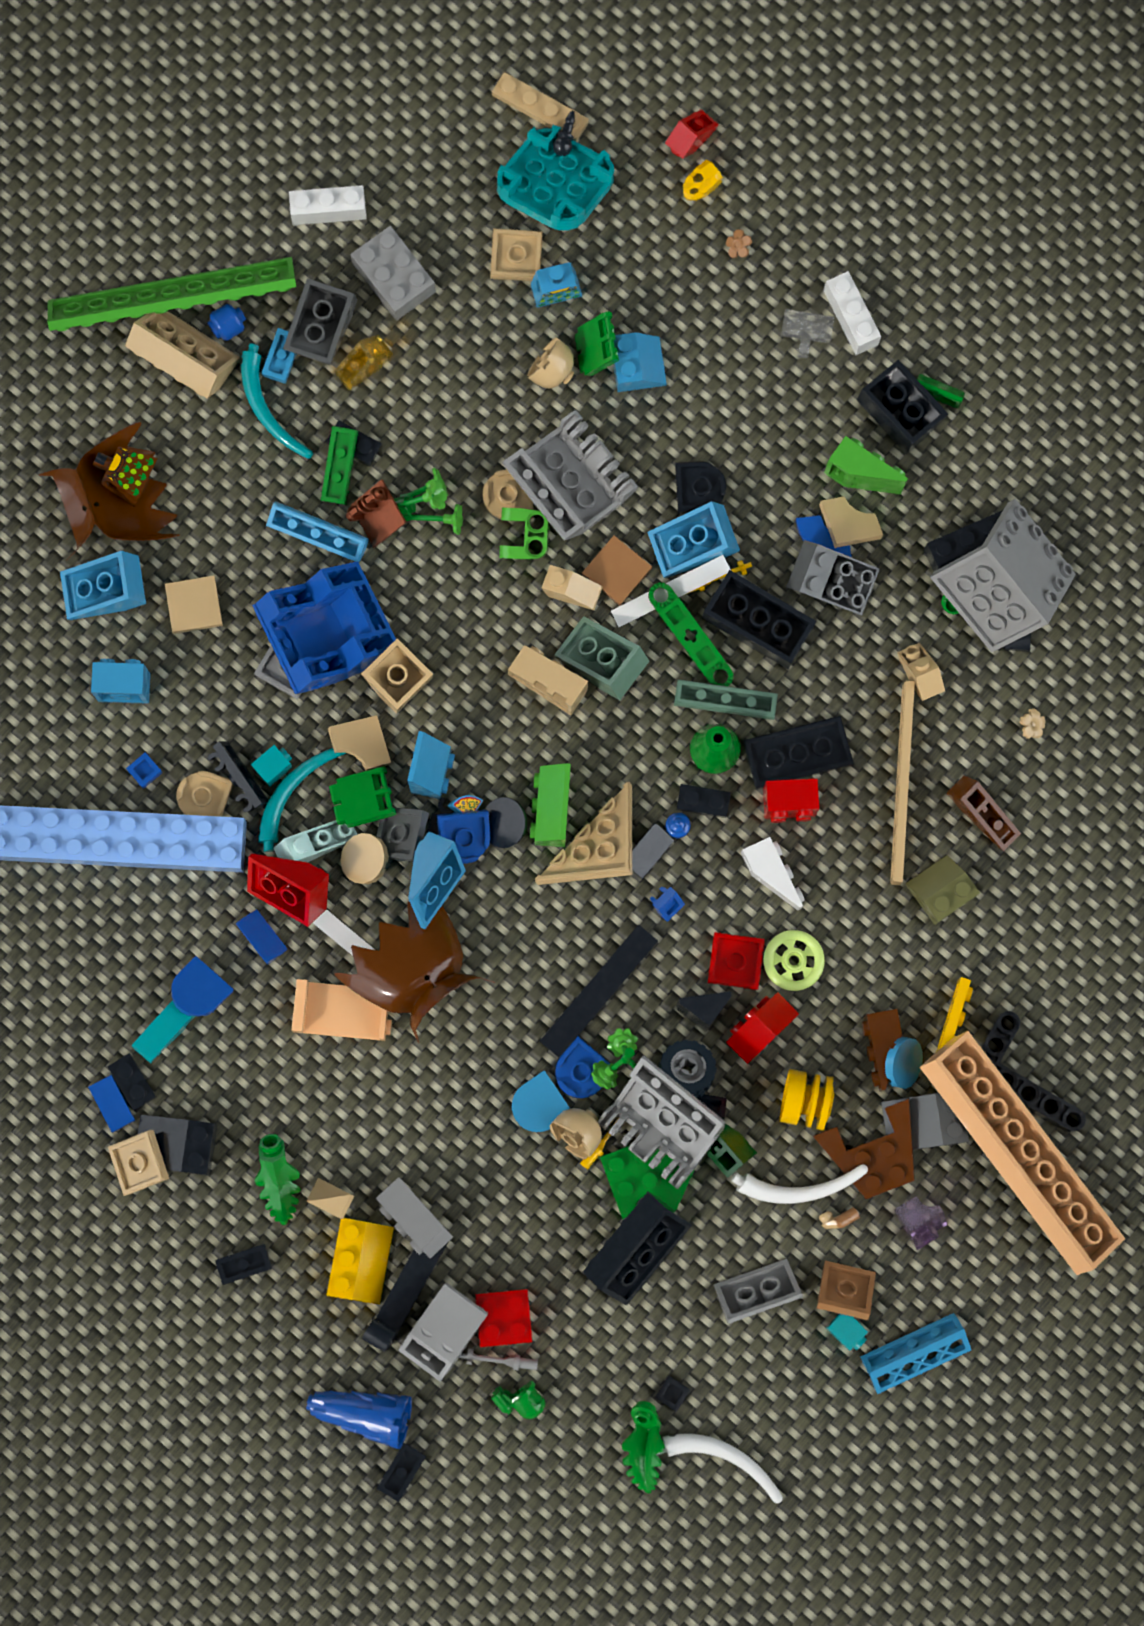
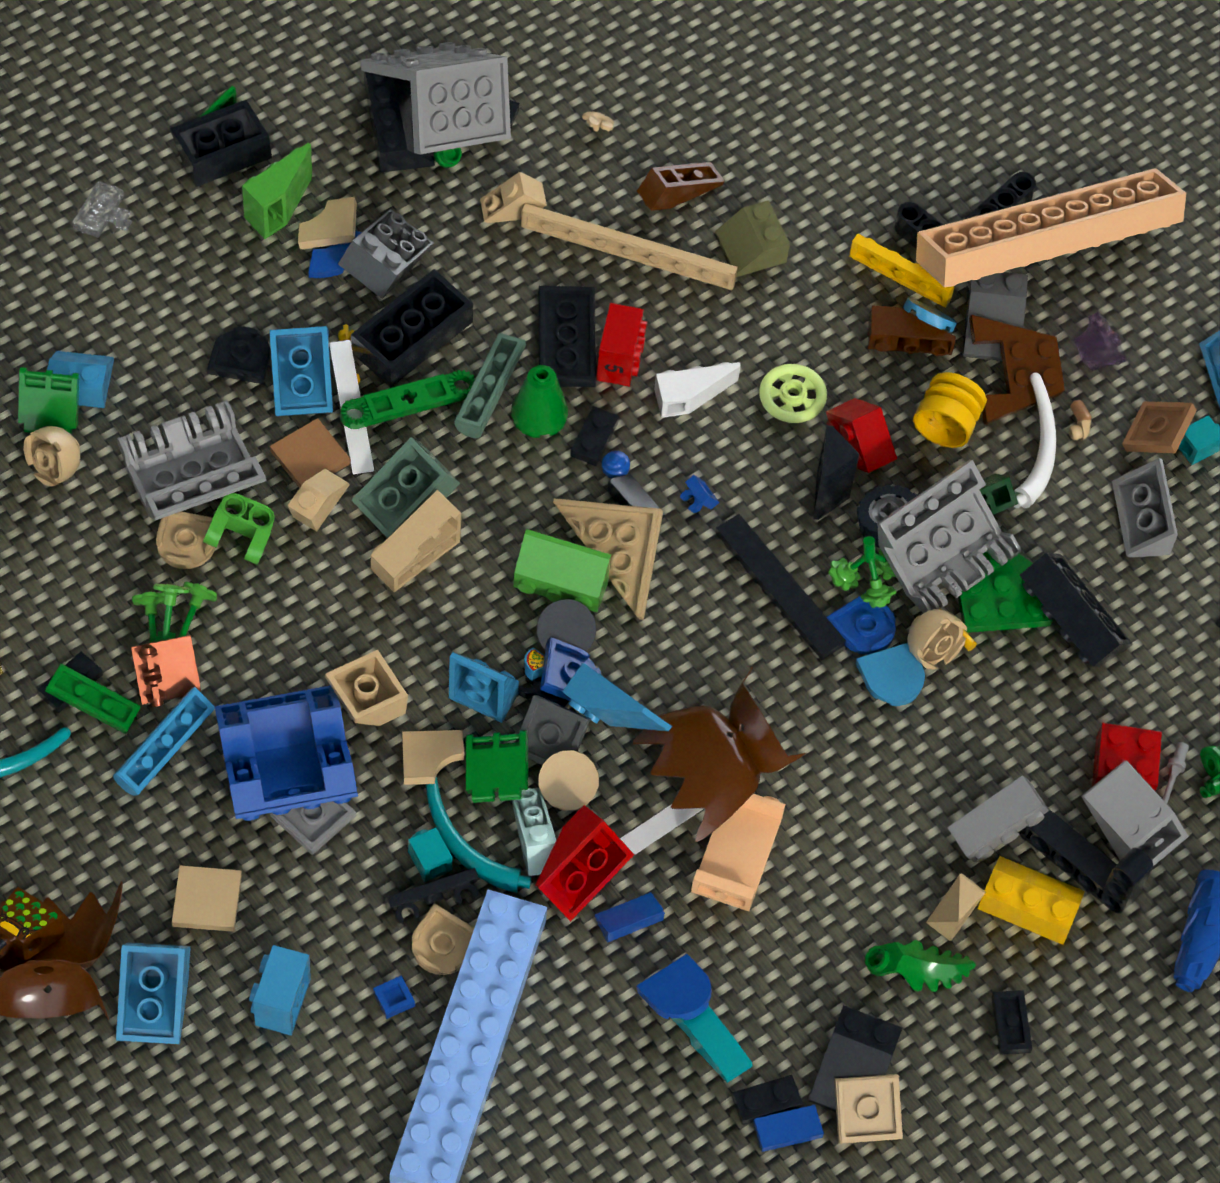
camera: 80 degrees left, 20 degrees down
(736, 961) = (779, 448): red tile -> none
(852, 313) = (101, 161): white brick -> none

